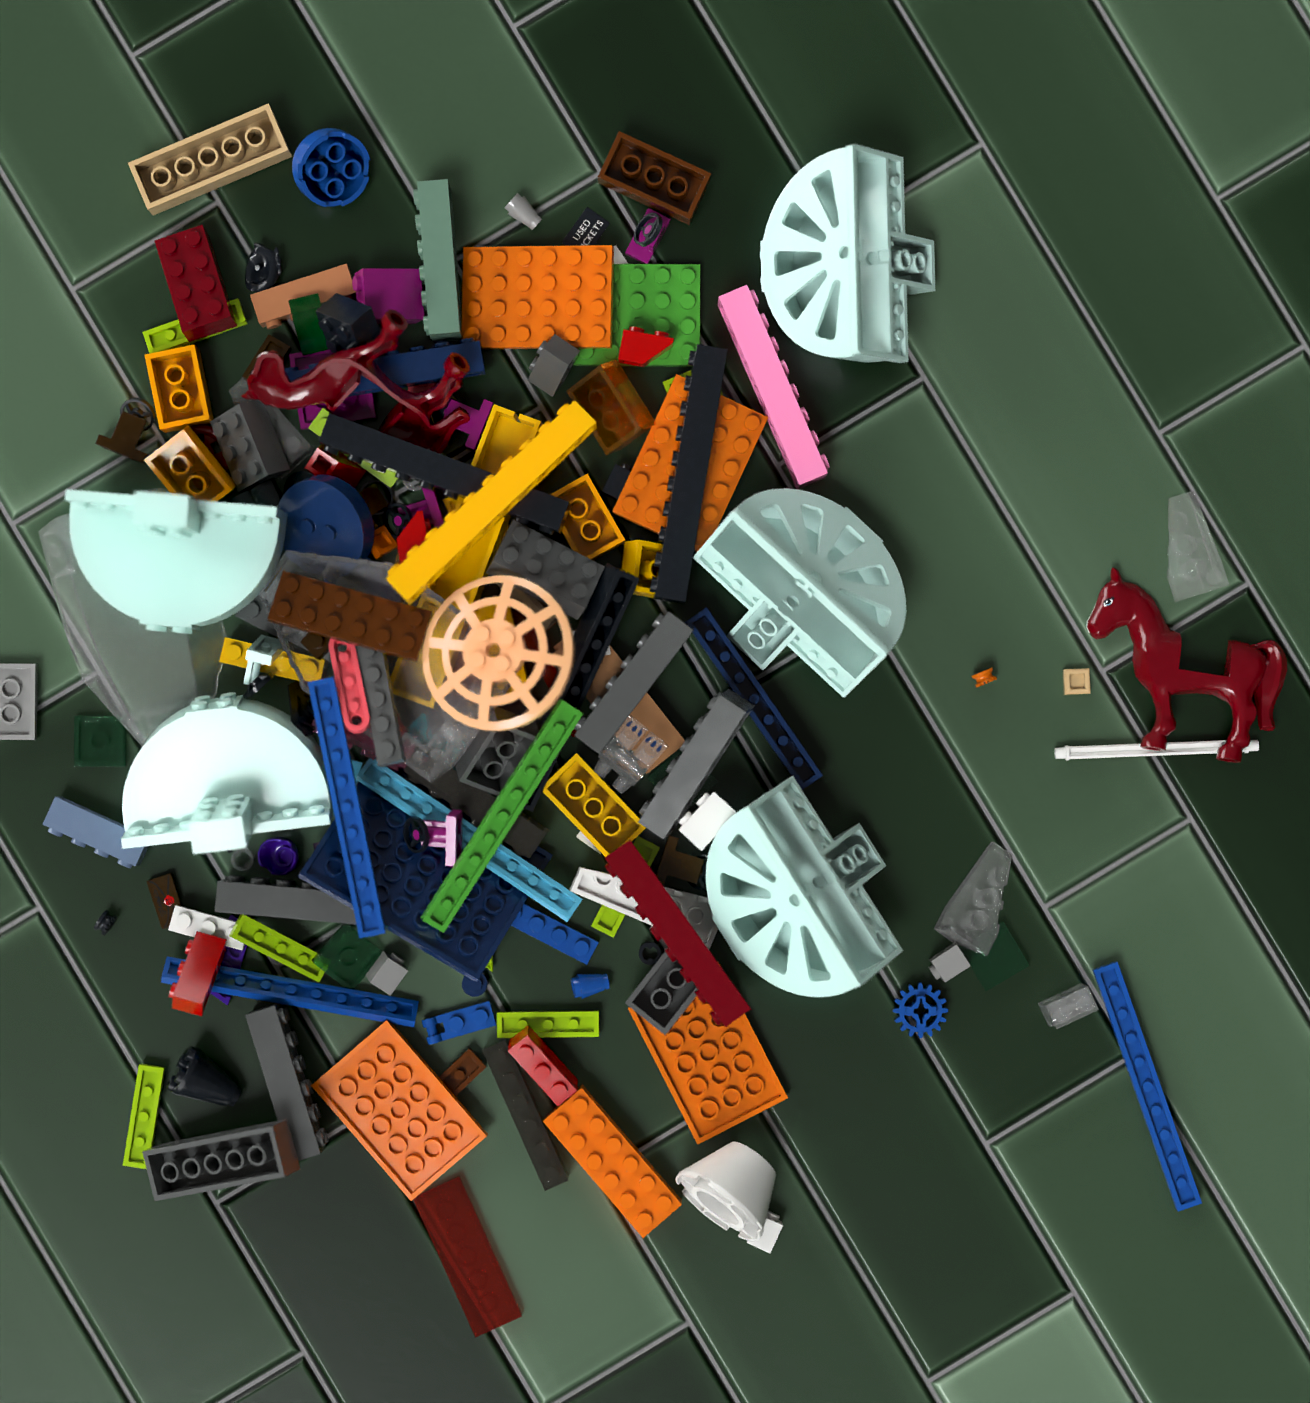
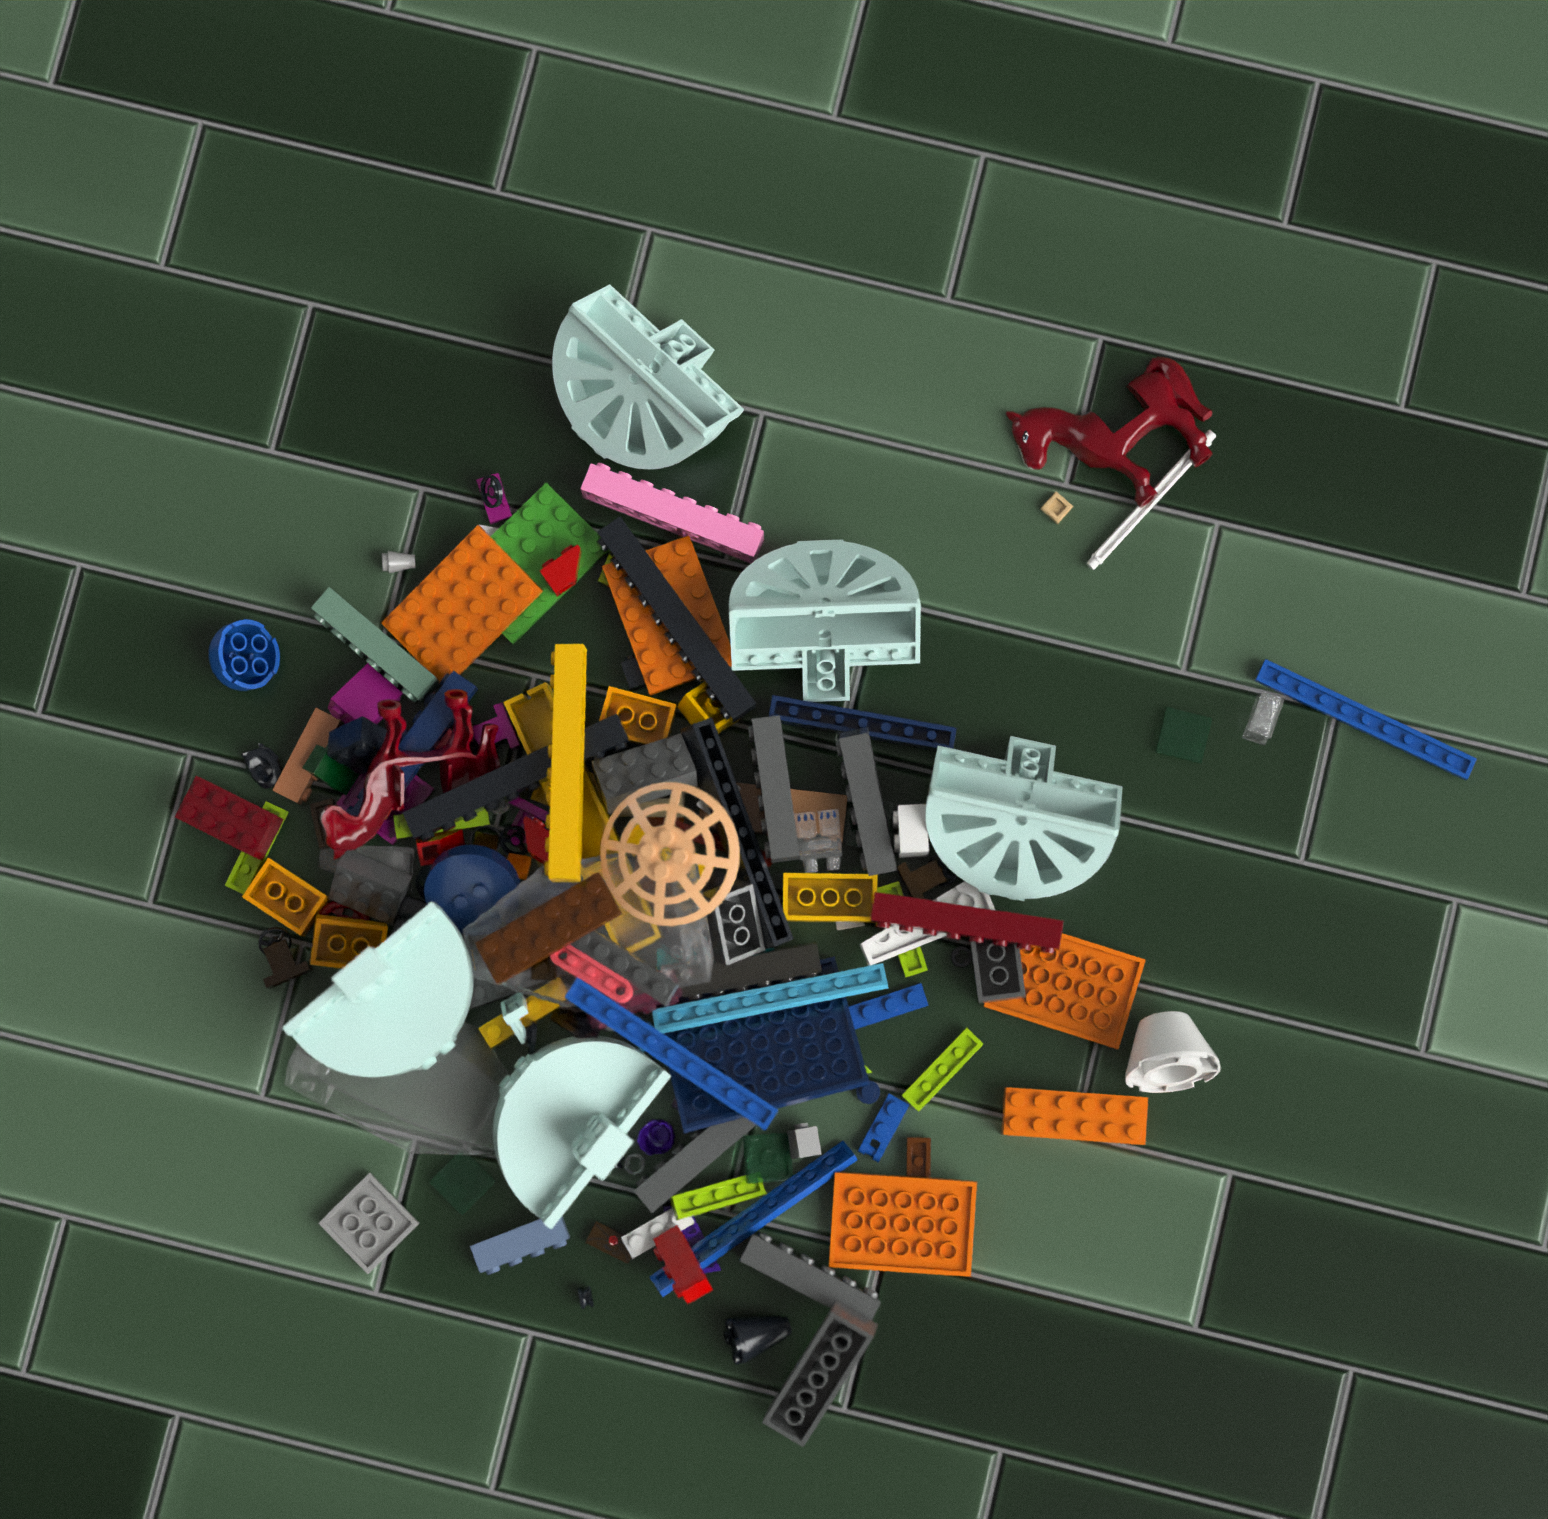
camera: 45 degrees left, 5 degrees down
(143, 1114) = (738, 1399): lime plate -> none
(210, 159) = (159, 729): tan brick -> none
(437, 834) = (747, 1015): magenta piece -> none
(467, 1256) = (1044, 1276): clear red tile -> none
(501, 816) = (777, 959): bright green plate -> none
(526, 1114) = (987, 1142): clear smoke brick -> none
(543, 1065) = (966, 1098): brick -> none
(552, 365) = (516, 639): dark grey brick -> none
(586, 229) = (450, 533): black sticker -> none
(589, 984) = (942, 1017): blue cone -> none
(613, 405) = (582, 623): clear orange brick -> none
(654, 178) = (461, 456): reddish brown brick -> none
(770, 1234) = (1225, 1059): white brick -> none
(931, 1010) = (1163, 809): blue gear -> none
(948, 963) = (1159, 768): light grey brick -> none
(974, 908) = (1139, 716): clear wedge -> none
(983, 676) = (995, 563): orange bush -> none
(1193, 556) = (1048, 354): clear wedge -> none

